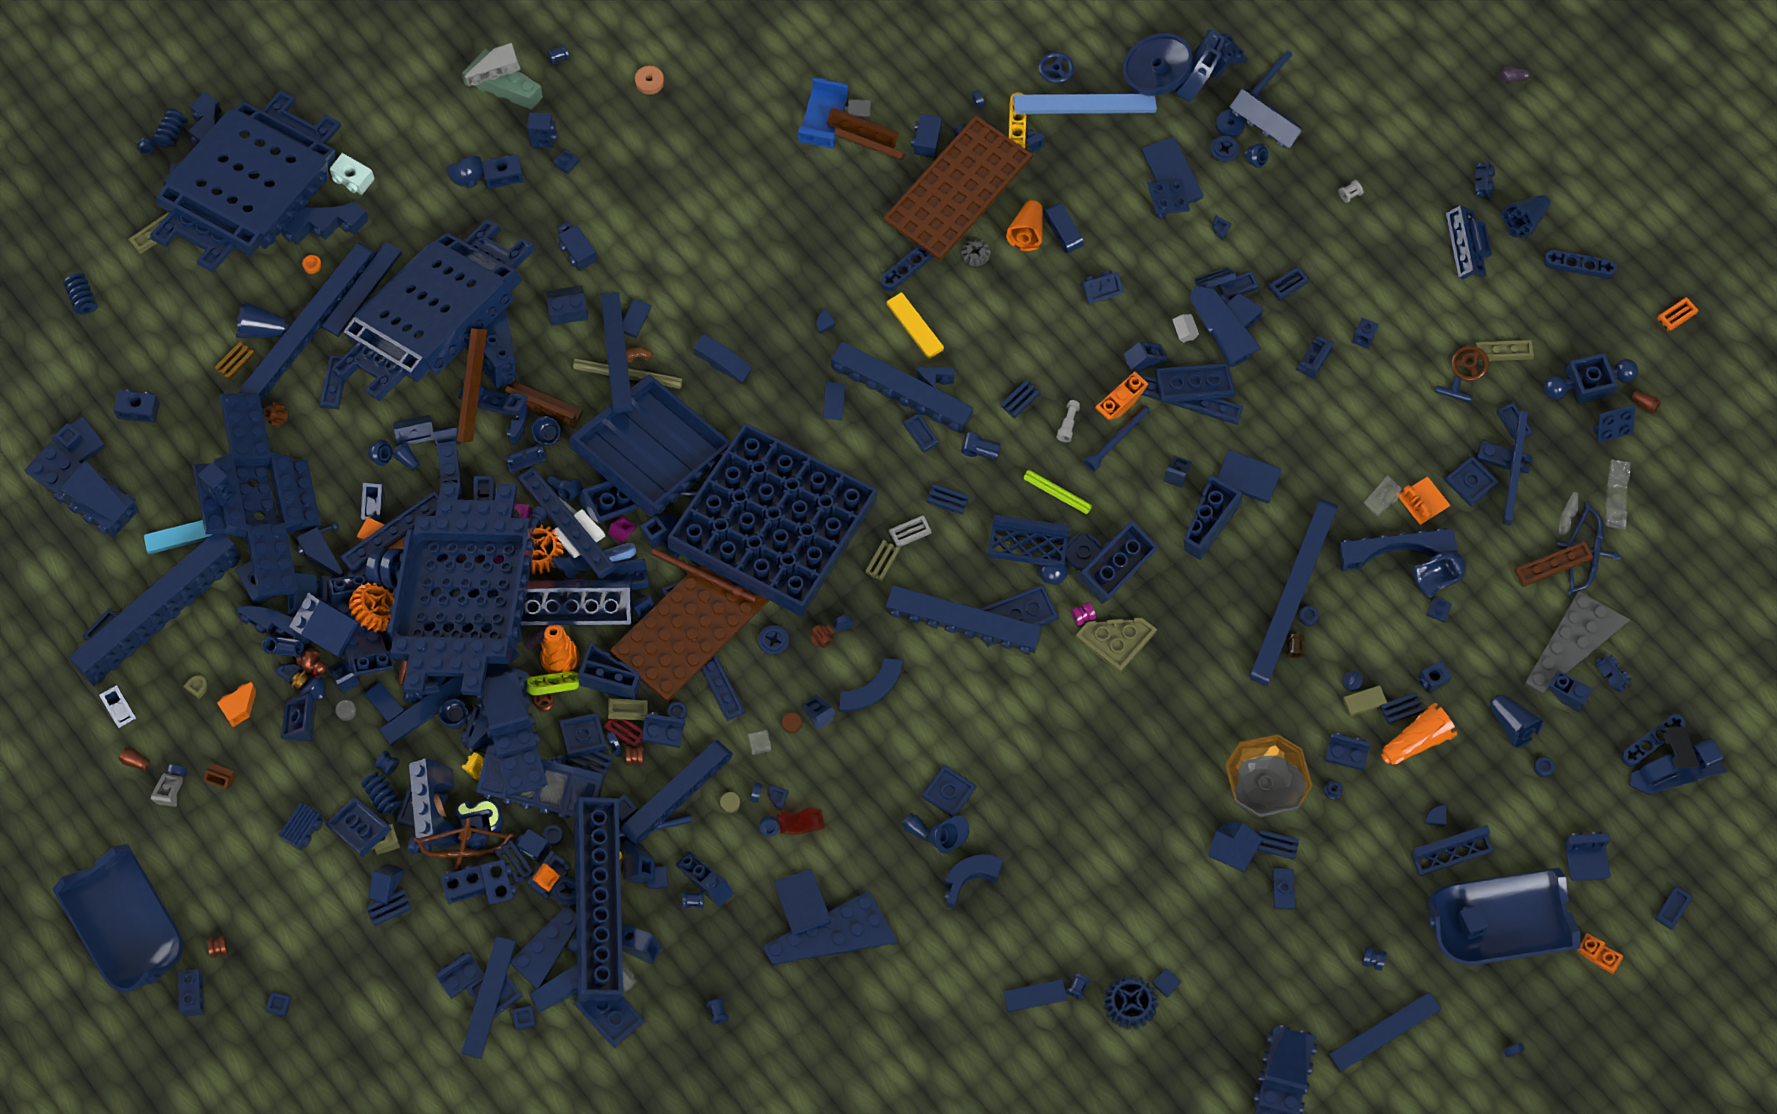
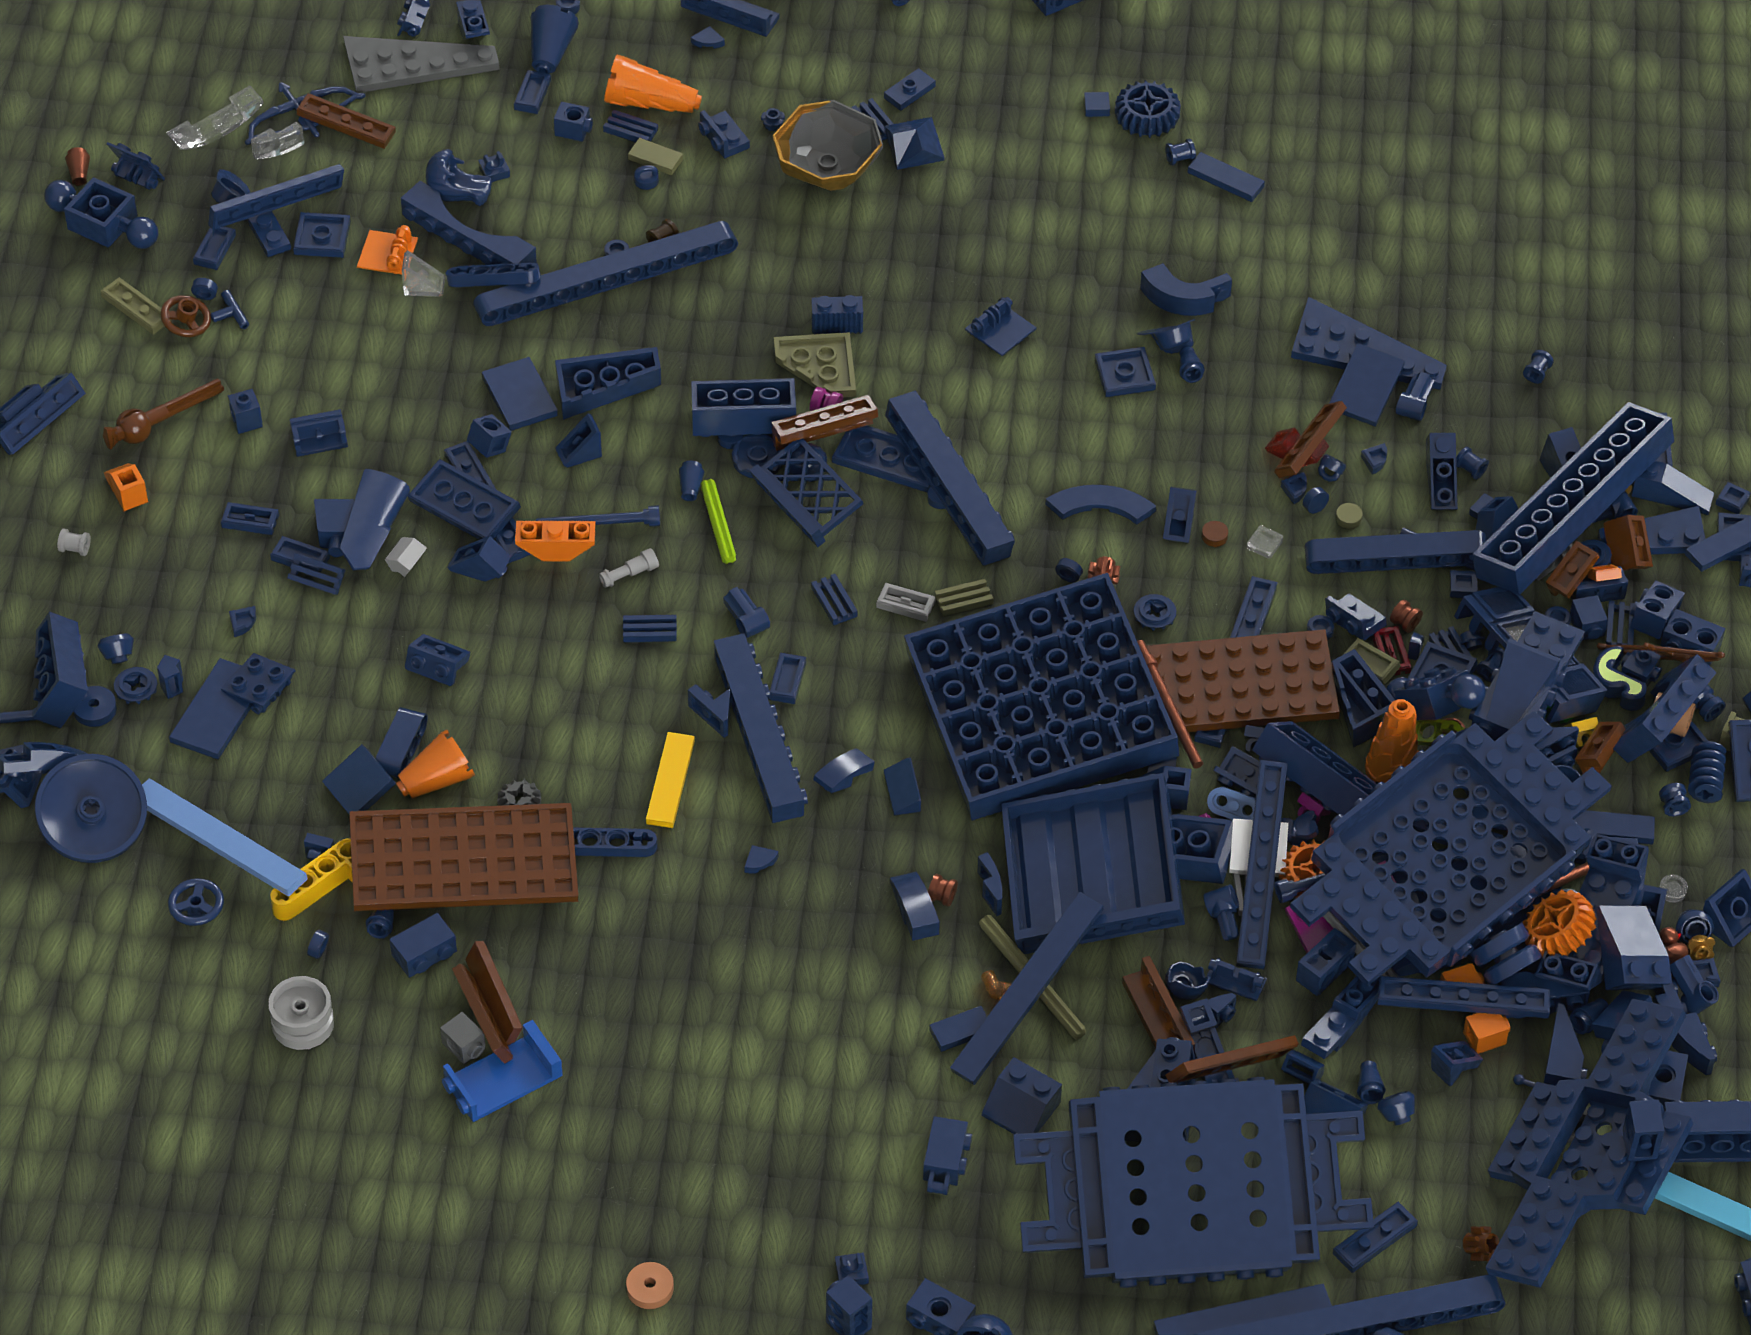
camera: 135 degrees left, 15 degrees down
(451, 753) = (1599, 746): none -> reddish brown panel
(549, 915) = (1628, 542): none -> reddish brown panel
(558, 688) = (1439, 692): none -> dark blue brick
(563, 858) = (1572, 570): none -> reddish brown panel
(691, 399) = (991, 883): none -> dark blue slope
(716, 378) = (942, 889): none -> copper wheel
(752, 859) = (1375, 457): none -> dark blue tile
(765, 916) = (1414, 401): none -> dark blue piece
(795, 827) = (1310, 439): none -> reddish brown tile
(796, 420) = (903, 787): none -> dark blue slope
(942, 57) = (301, 1012): none -> light grey wheel
(1046, 756) = (1000, 327): none -> dark blue hinge
(1056, 188) = (359, 781): none -> dark blue tile
(1060, 585) = (824, 421): none -> reddish brown fence
(1098, 501) = (690, 479): none -> dark blue cone
(1140, 676) = (837, 314): none -> dark blue brick
(1212, 162) = (170, 676): none -> dark blue piece
(1220, 429) = (489, 435): none -> dark blue brick
(1347, 530) = (493, 274): none -> dark blue beam
(1368, 240) = (127, 486): none -> orange slope
(1405, 275) = (135, 425): none -> reddish brown piece
(1482, 387) = (204, 288): none -> dark blue tile
(1484, 682) = (532, 92): none -> dark blue tile
(1548, 458) = (228, 187): none -> dark blue piece

